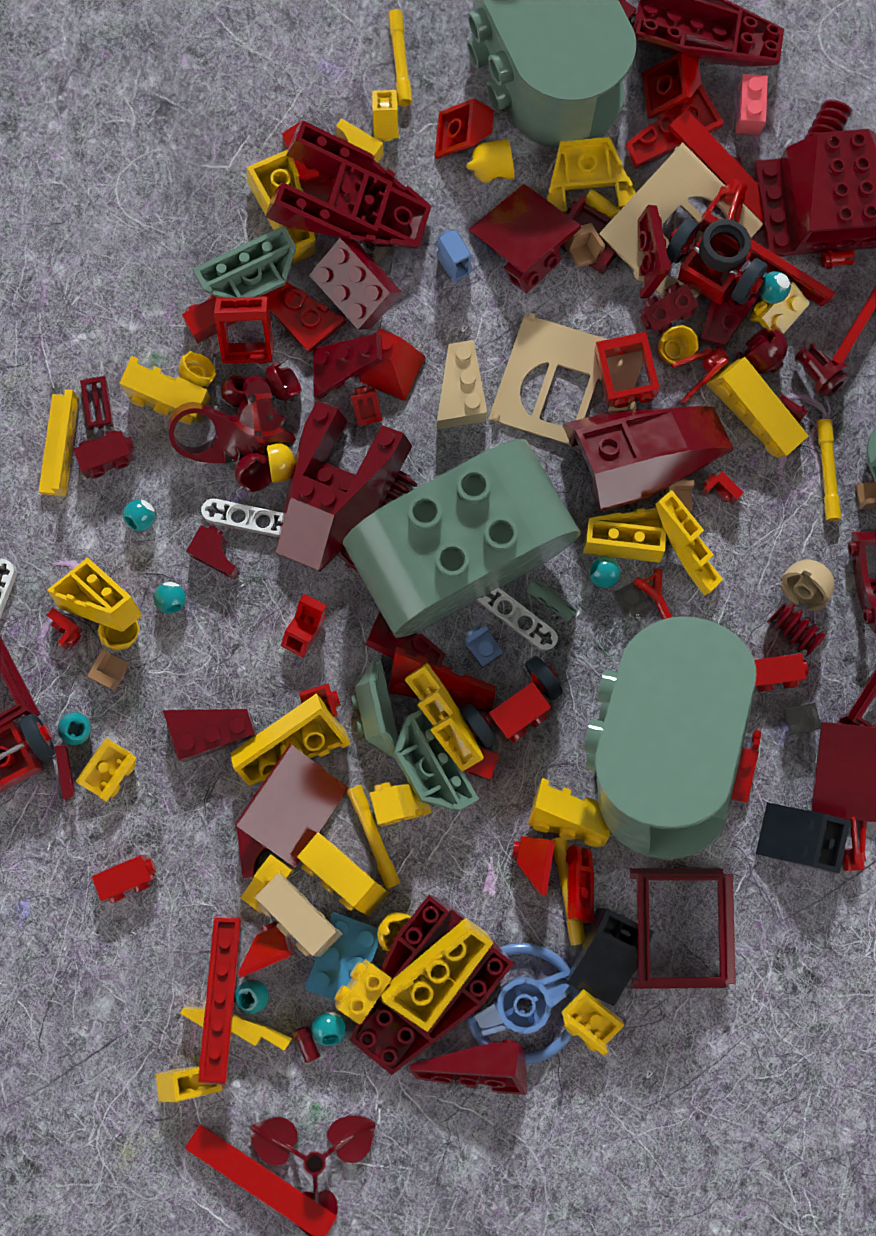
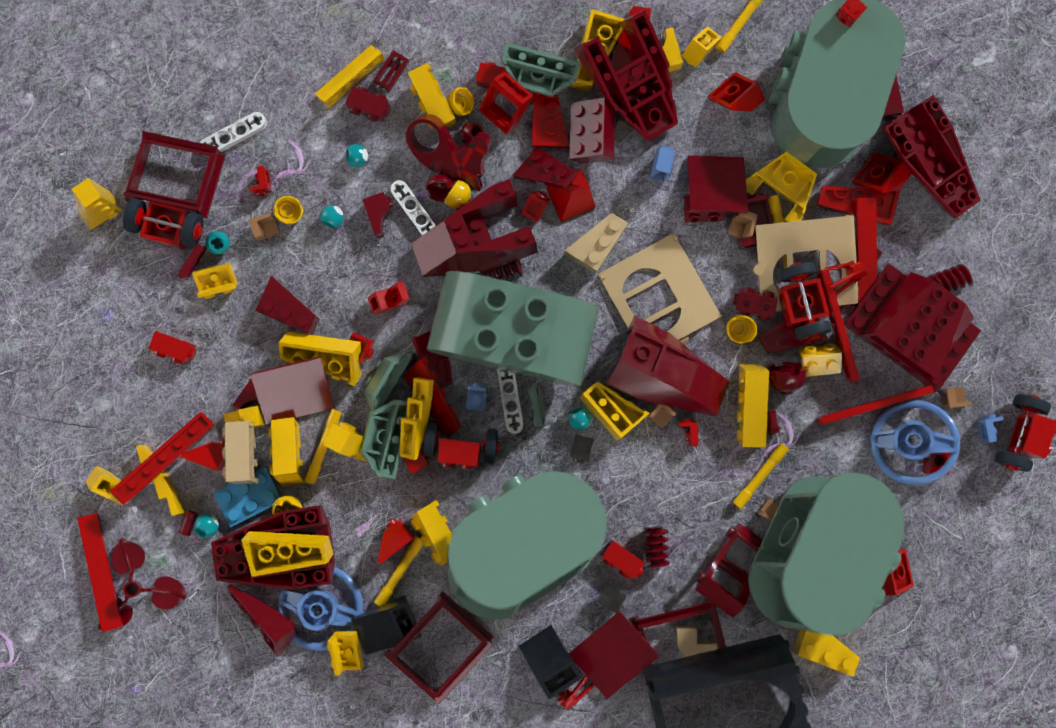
camera: 45 degrees right, 5 degrees up
(95, 596) = (290, 179): yellow wedge -> none
(252, 996) = (181, 471): teal piece -> none
(282, 382) = (501, 151): dark red hair -> none
(362, 991) = (238, 523): yellow bracket -> none
(492, 160) = (735, 128): yellow piece -> none
(580, 884) = (407, 574): red hinge -> none
(621, 346) = (709, 301): red window -> none
(651, 241) = (779, 257): dark red wing -> none
(655, 591) = (598, 454): red piece -> none
(684, 536) = (639, 444): yellow slope -> none
(712, 363) = (752, 357): red plant -> none
(729, 228) = (827, 287): black tyre -> none
(746, 769) = (555, 596): red hinge -> none
(751, 104) = (918, 228): coral brick -> none
(774, 287) = (826, 346): teal piece -> none
(808, 583) = (687, 527): tan cylinder -> none
(826, 375) = (810, 418): dark red piece -> none
(837, 258) = (882, 361): red pin -> none

